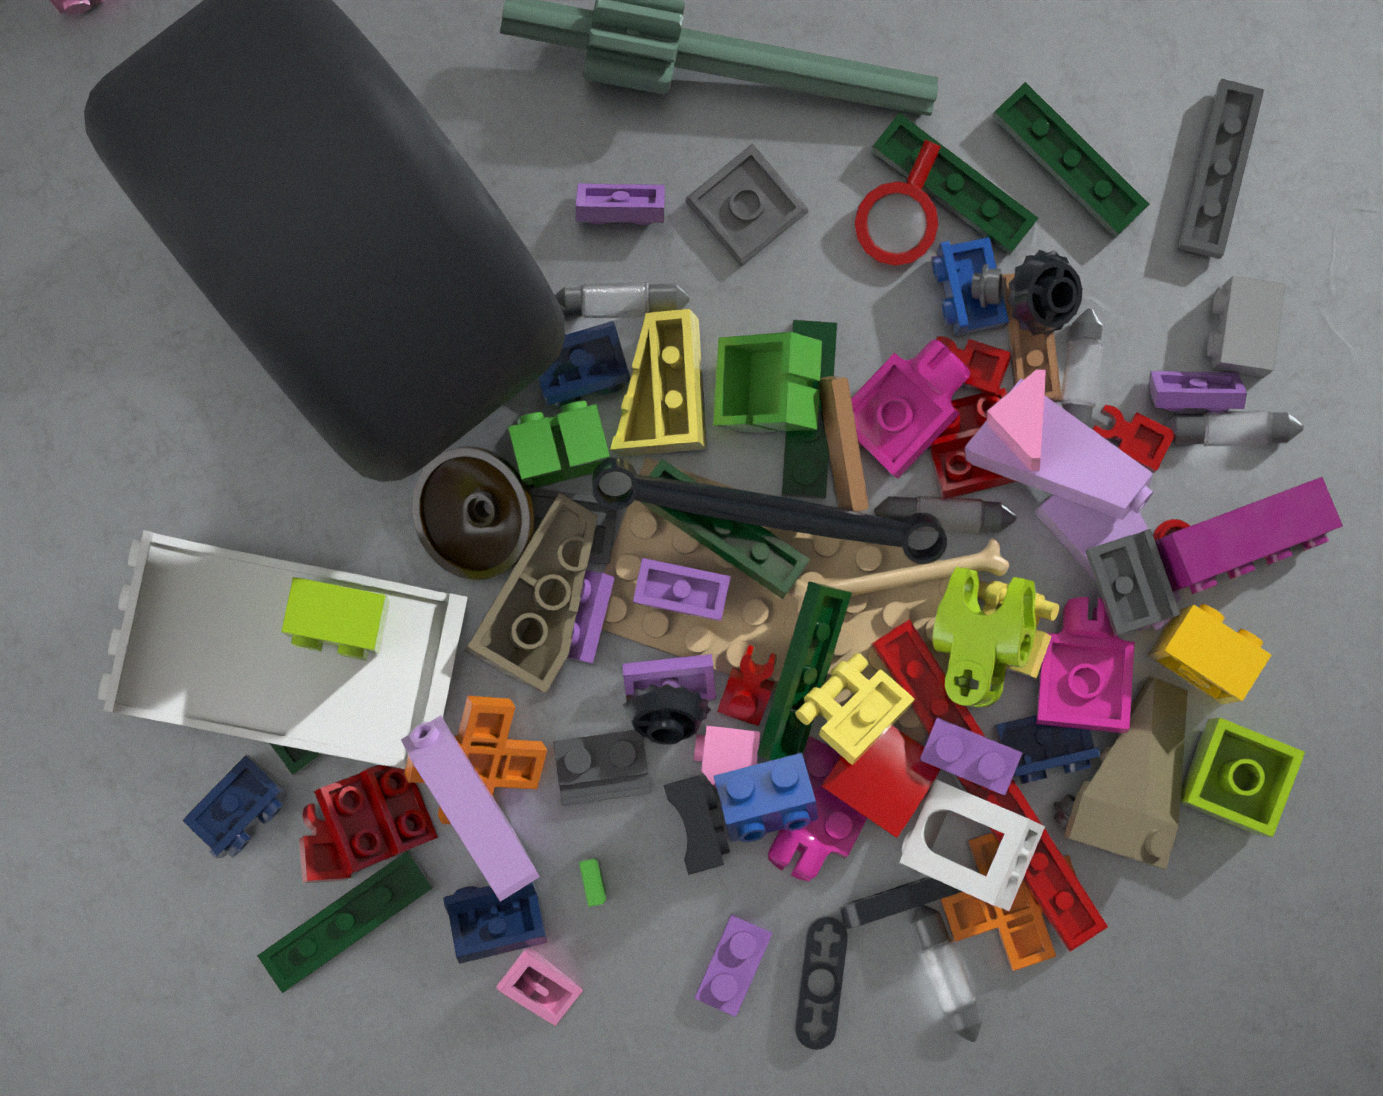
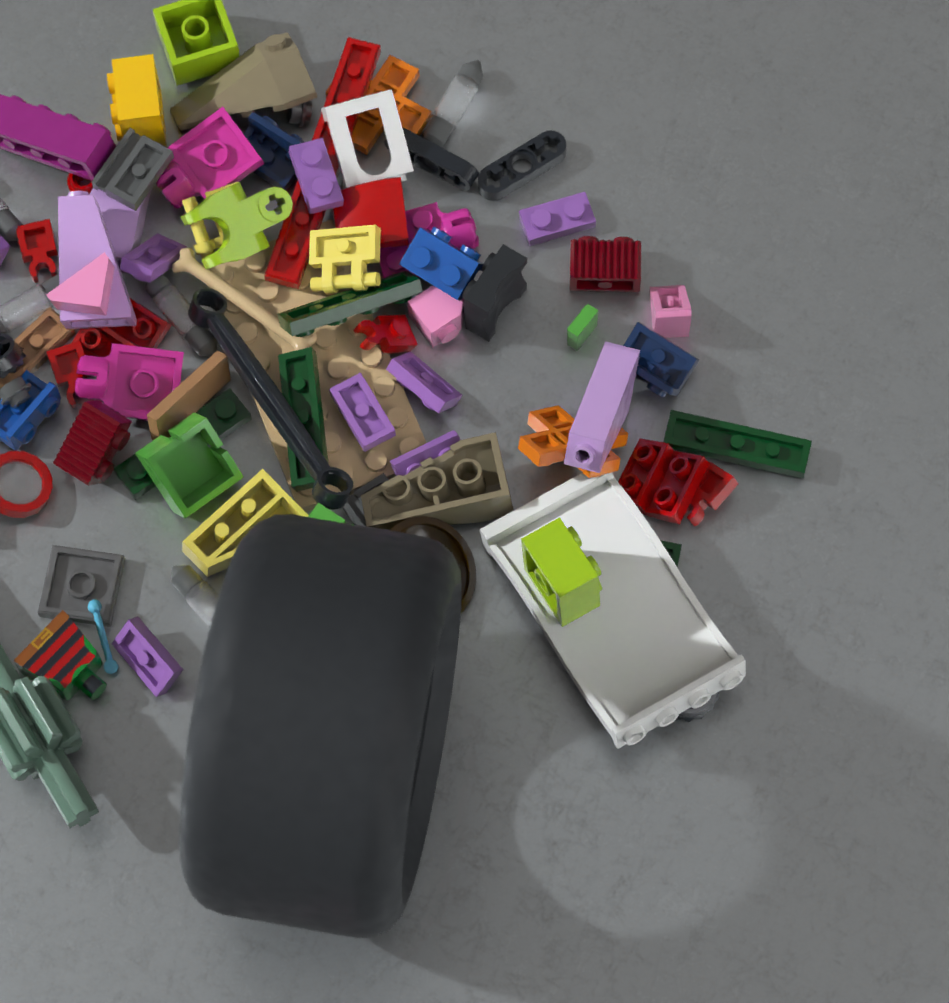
camera: 130 degrees left, 15 degrees down
(235, 807) = (732, 559): dark blue bracket -> none
(601, 767) = (510, 381): dark grey plate -> none
(638, 964) = (605, 264): none -> dark red brick
(646, 170) = (110, 666): none -> medium azure hinge
(666, 713) = (445, 361): black piece -> none
(682, 127) = (65, 658): none -> torso
(872, 318) = (93, 443): none -> dark red brick
(1023, 531) = (151, 258): none -> medium lavender plate

